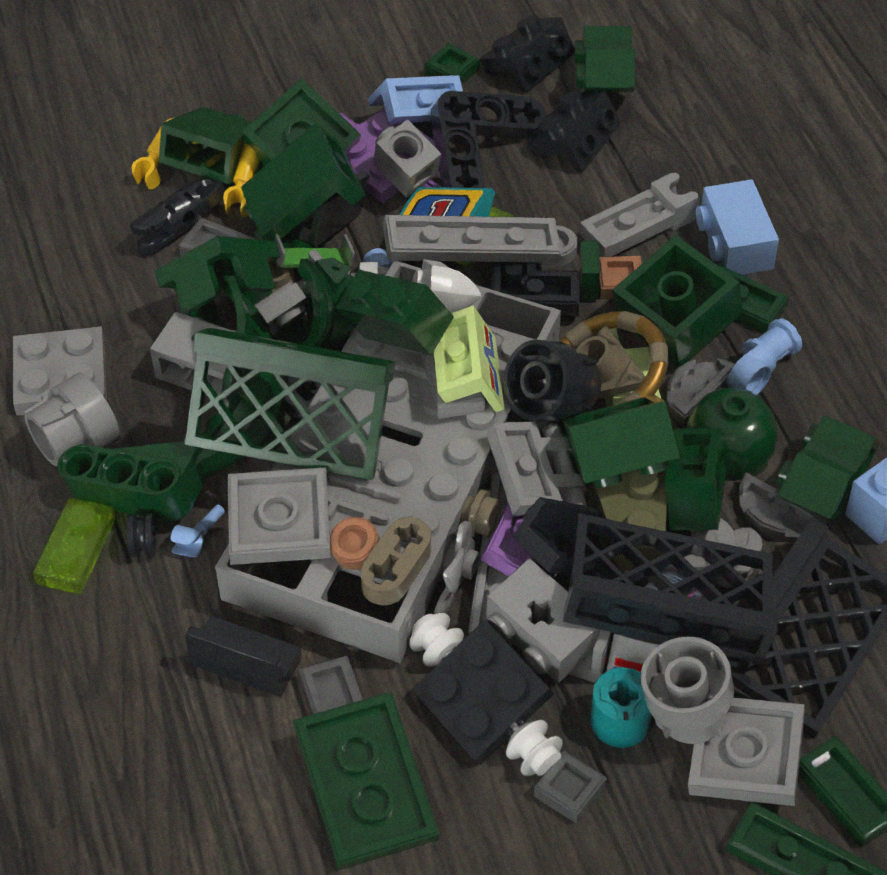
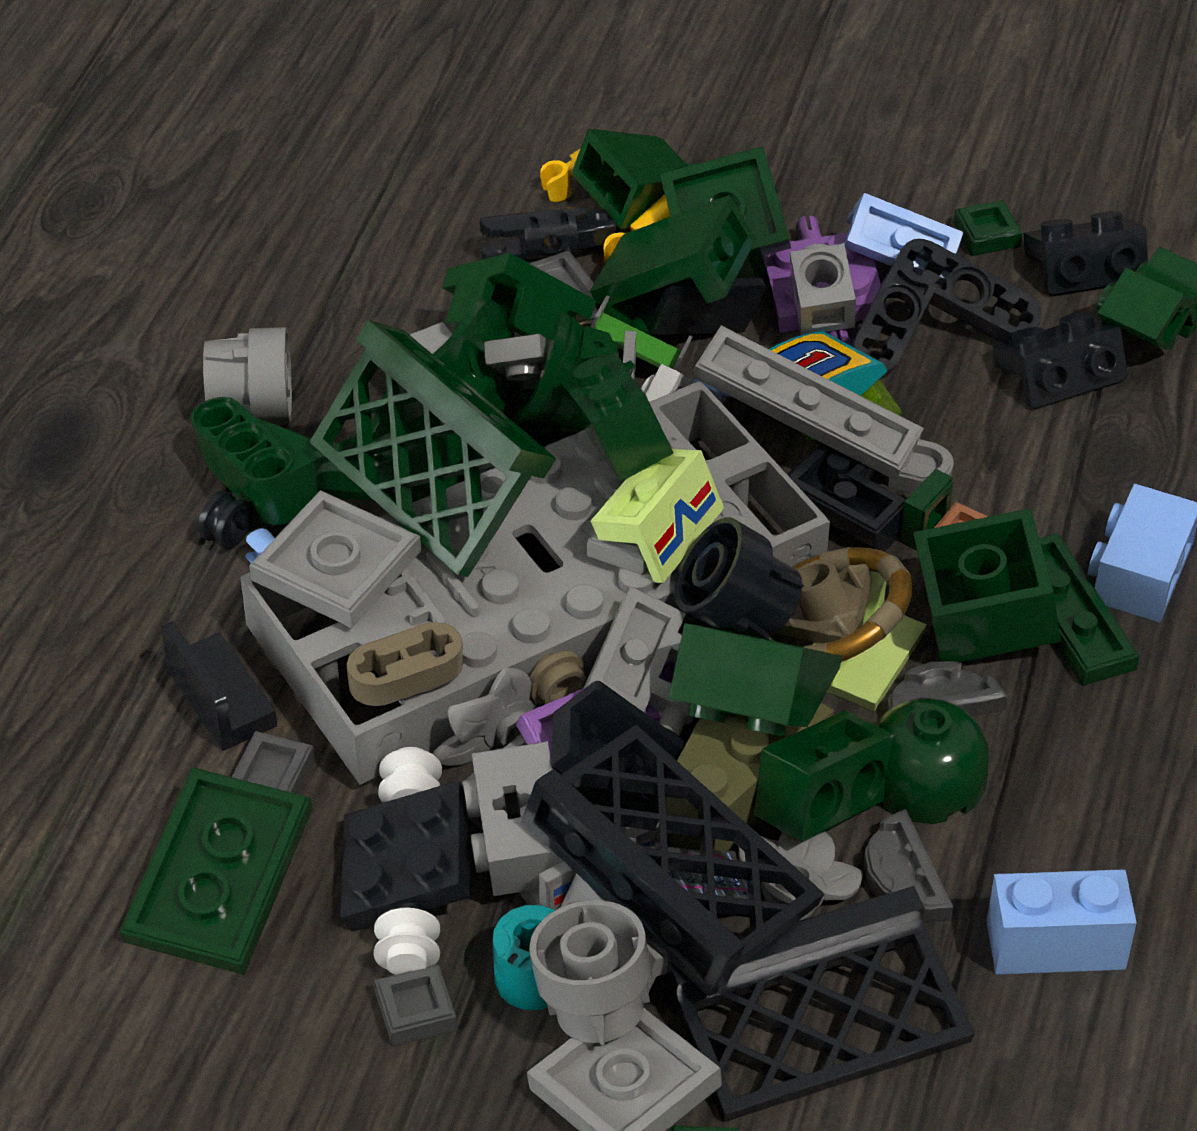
camera: 35 degrees right, 5 degrees down
(52, 357) = (318, 322): light grey plate -> none
(74, 546) = (159, 498): clear neon green plate -> none
(353, 541) = (381, 618): nougat tile -> none
(449, 285) = (714, 429): white plate -> none
(641, 217) = (1045, 484): light grey plate -> none
(762, 354) = (1038, 701): light blue connector -> none
(827, 467) = (965, 849): dark green brick -> none

